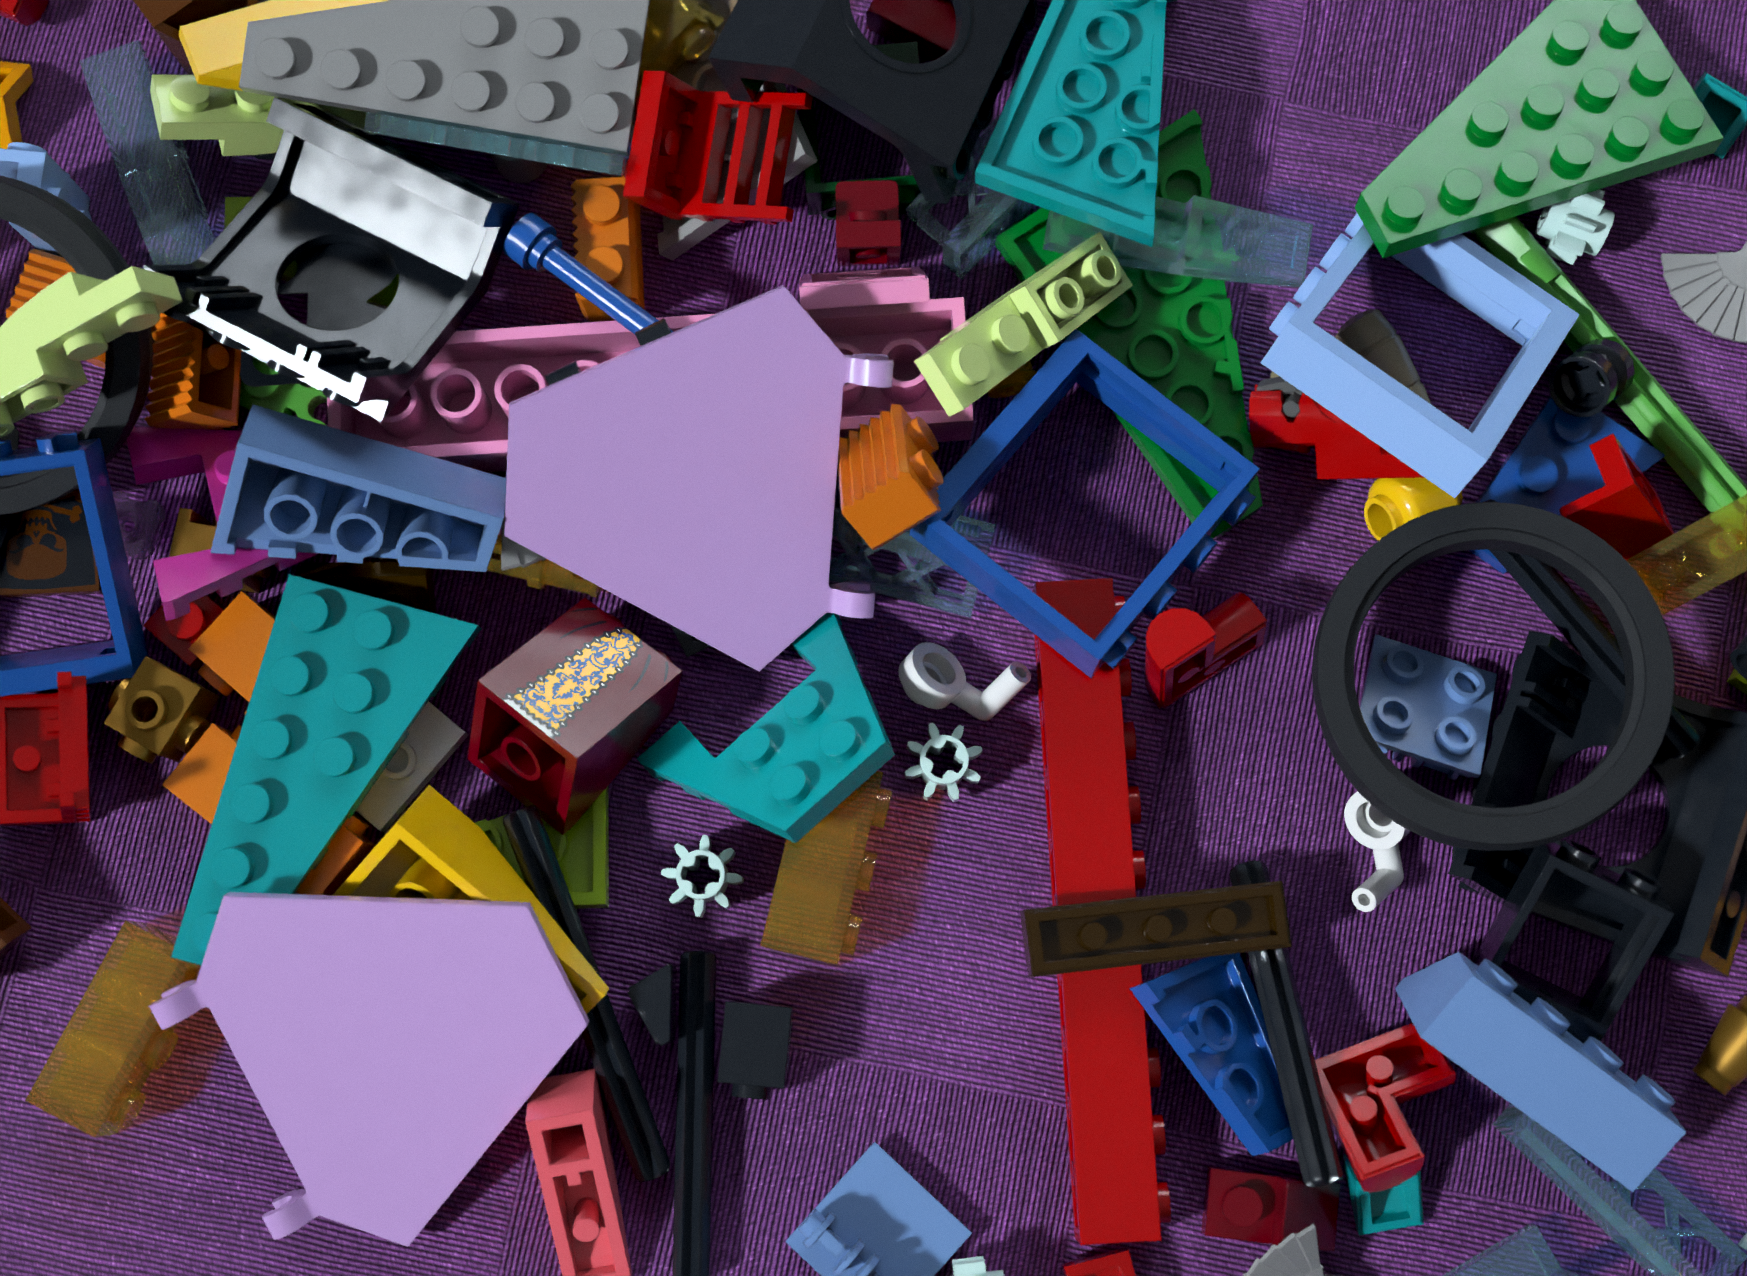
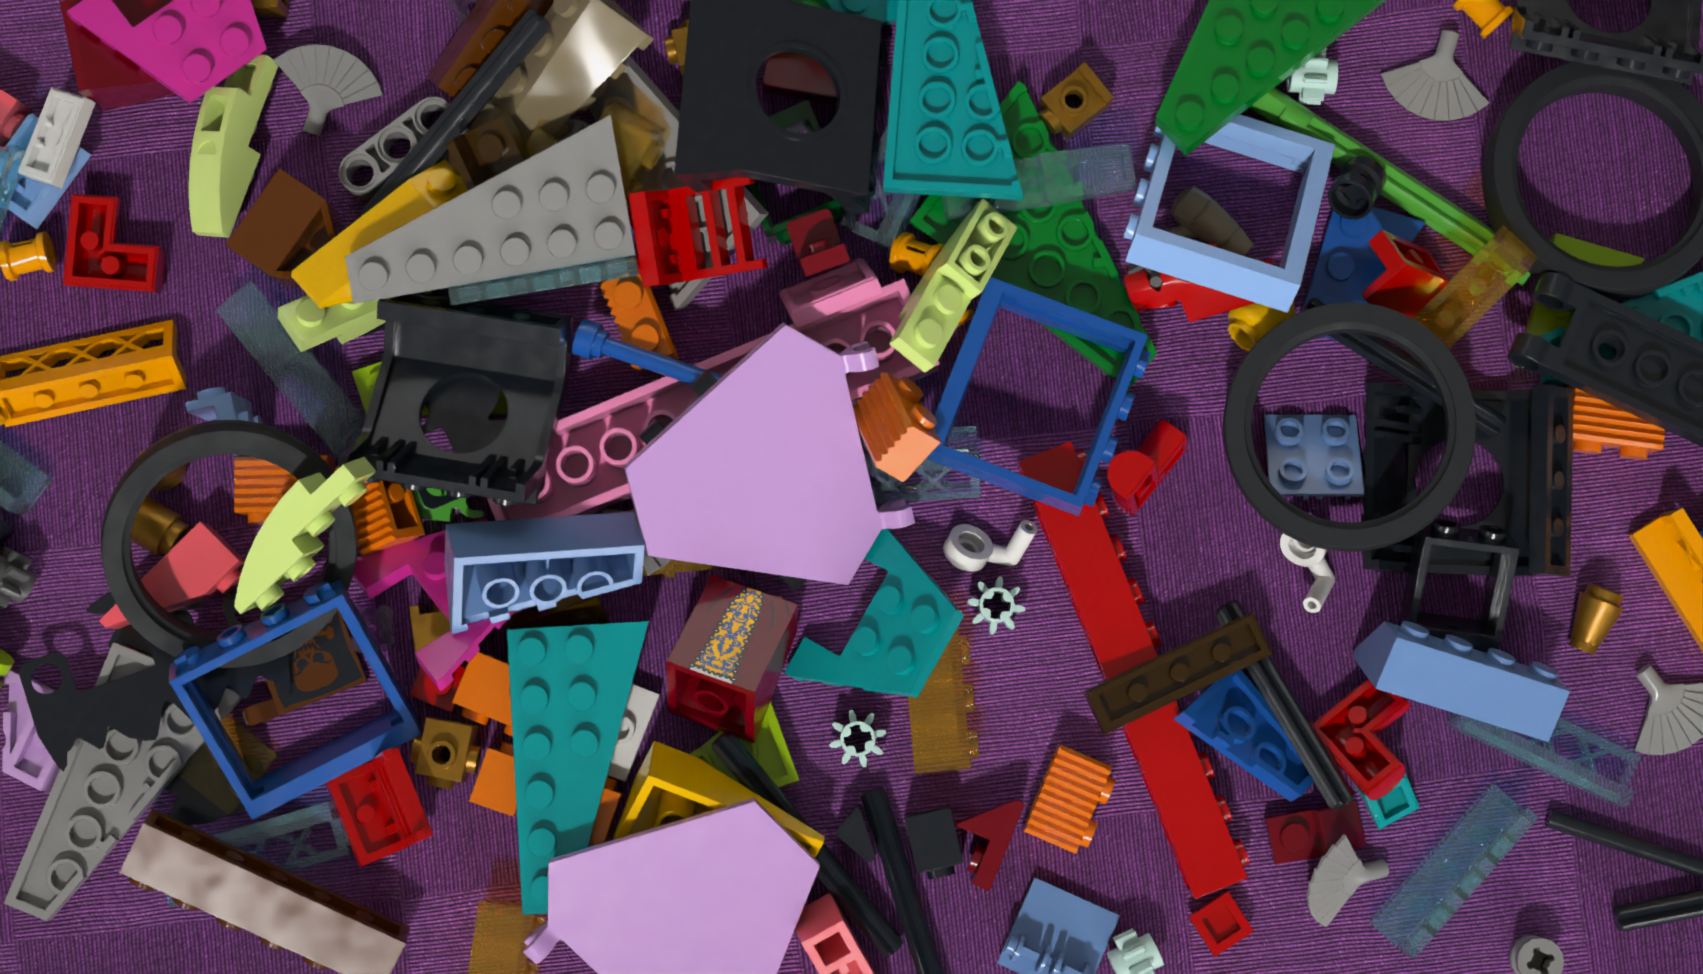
camera: 15 degrees left, 5 degrees up
(846, 1056) = (997, 826): none -> dark red slope
(955, 1051) = (1068, 799): none -> orange brick
(983, 284) = (912, 255): none -> light orange bush
(1252, 180) = (1091, 91): none -> pearl gold brick

